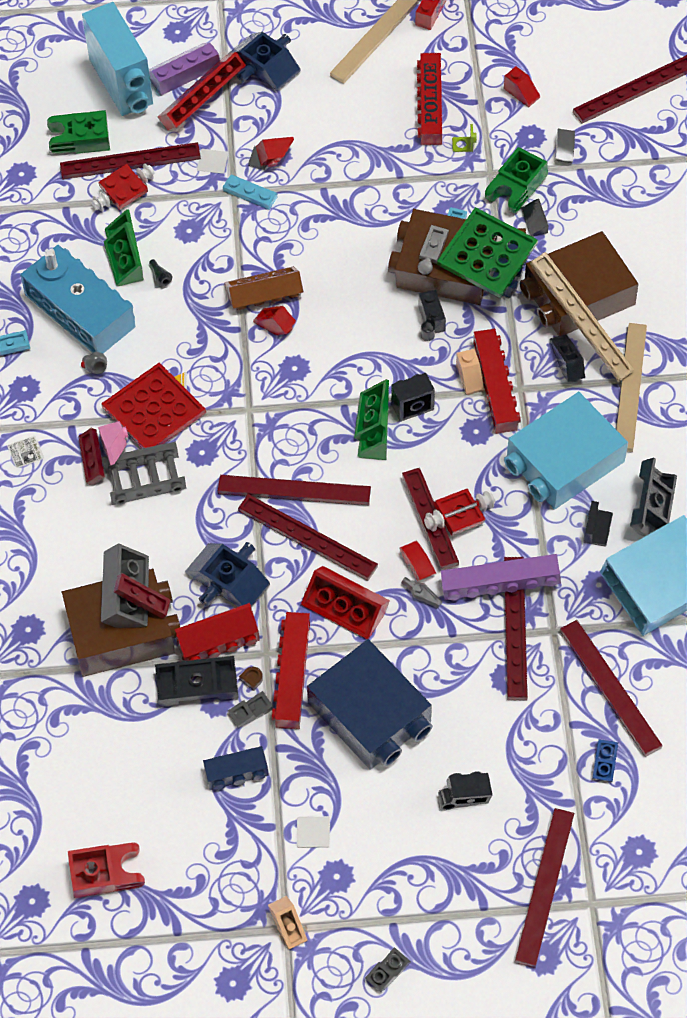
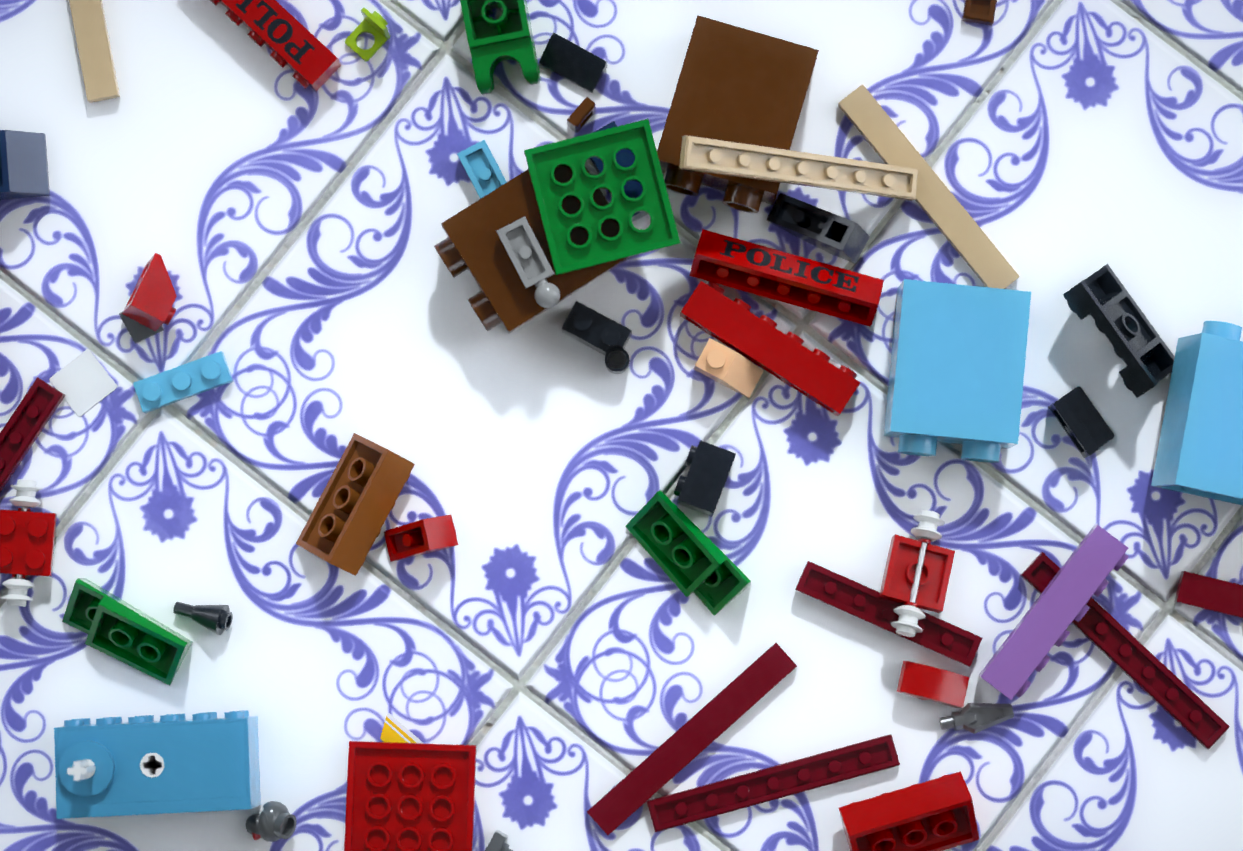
camera: 45 degrees left, 25 degrees up
(532, 359) = (786, 278): none -> red brick

